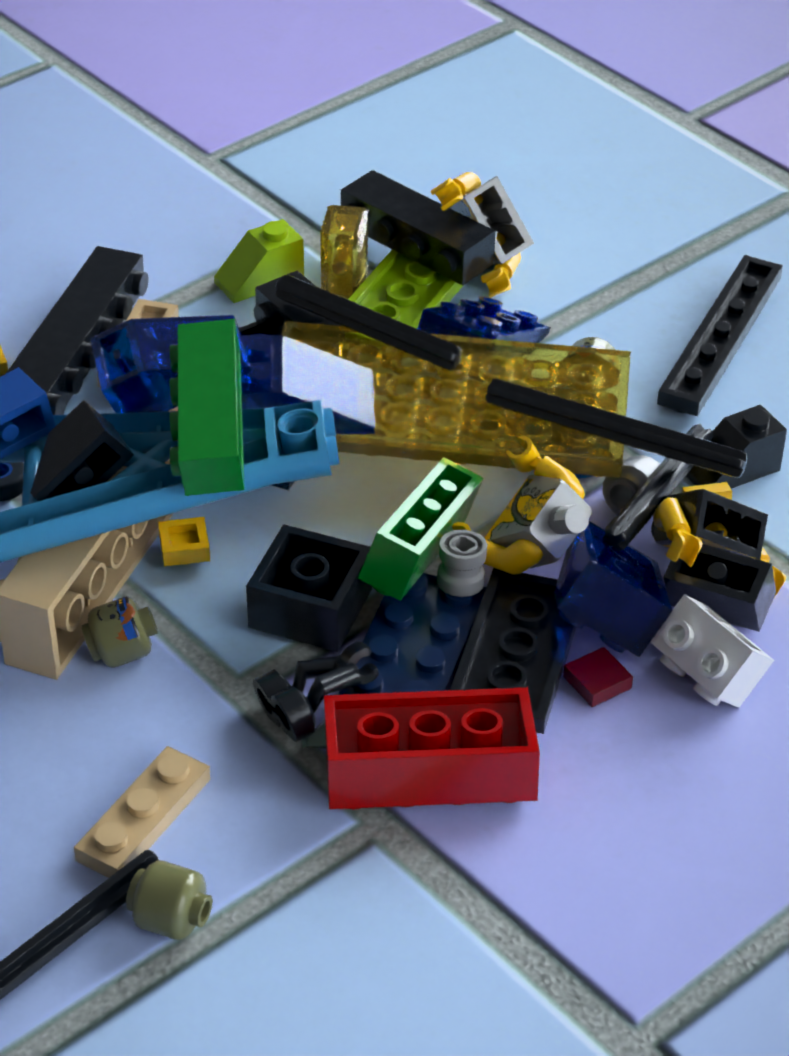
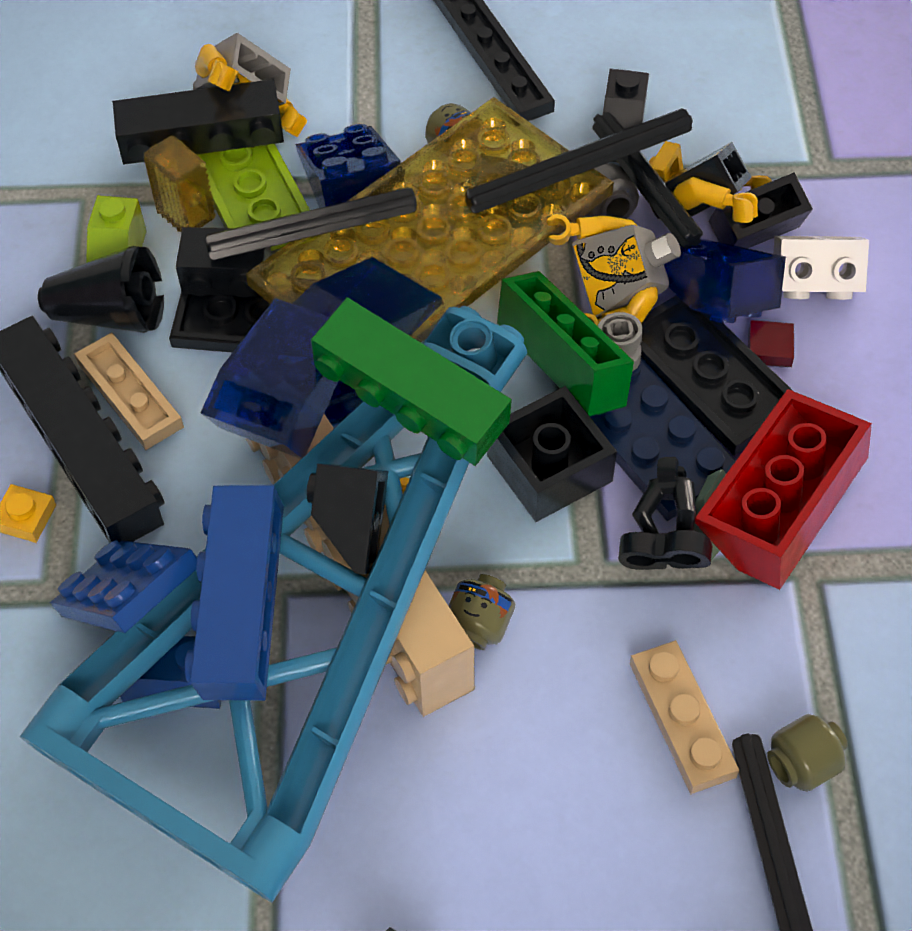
camera: 50 degrees left, 15 degrees up
(212, 279) = (107, 292): none -> black cone

